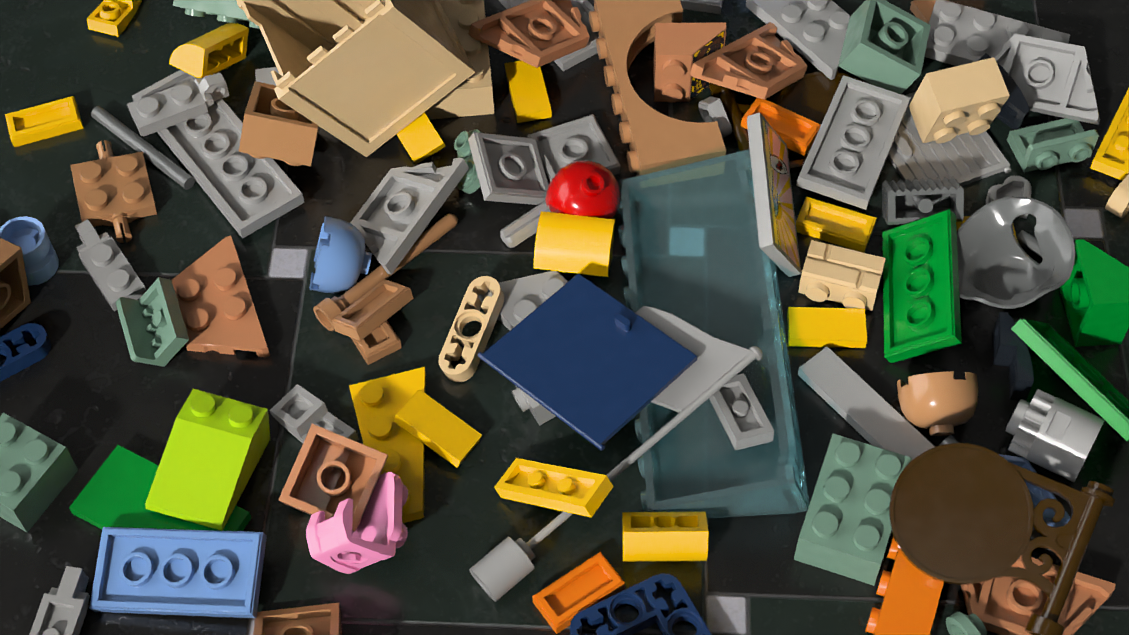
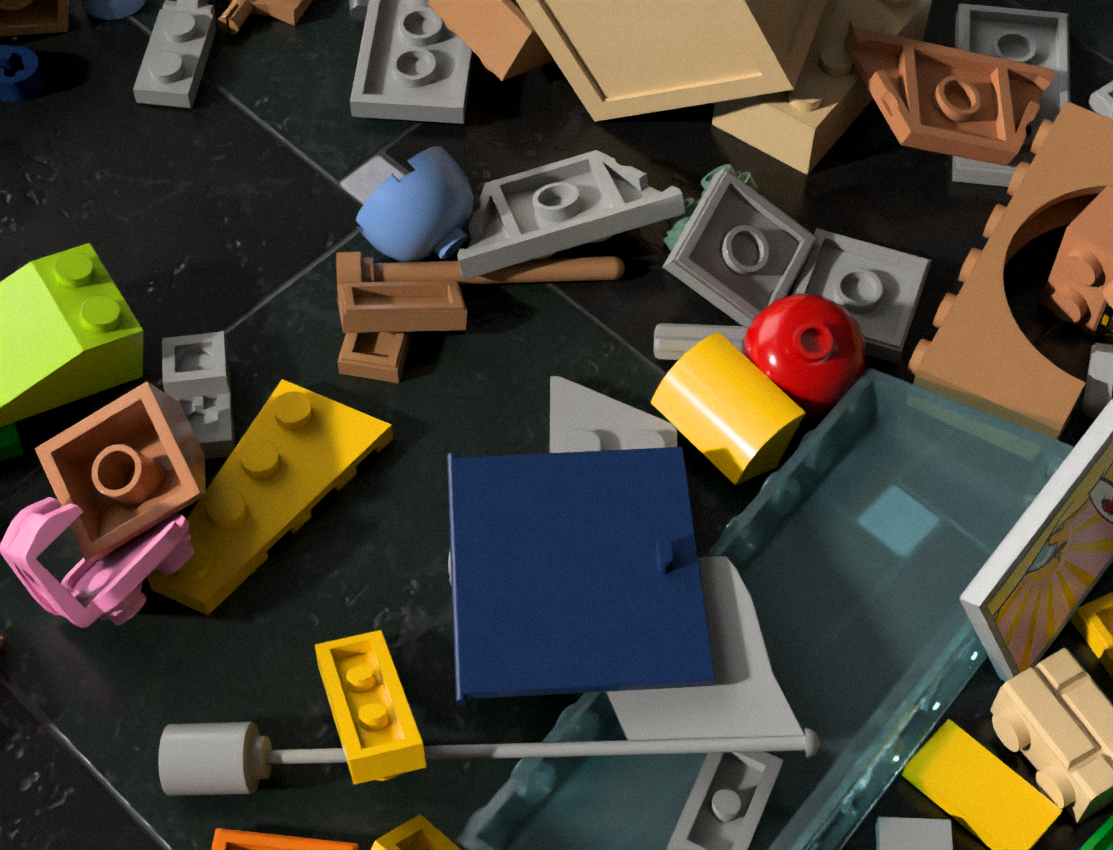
camera: 40 degrees right, 0 degrees up
(153, 324) = (143, 141): sand green bracket -> none
(219, 304) = (246, 173): nougat wing -> none
(420, 139) = (675, 139): yellow slope -> none
(437, 428) = (324, 513): yellow tile -> none
(470, 311) = (503, 395): tan beam -> none
(527, 91) = (873, 176): yellow tile -> none

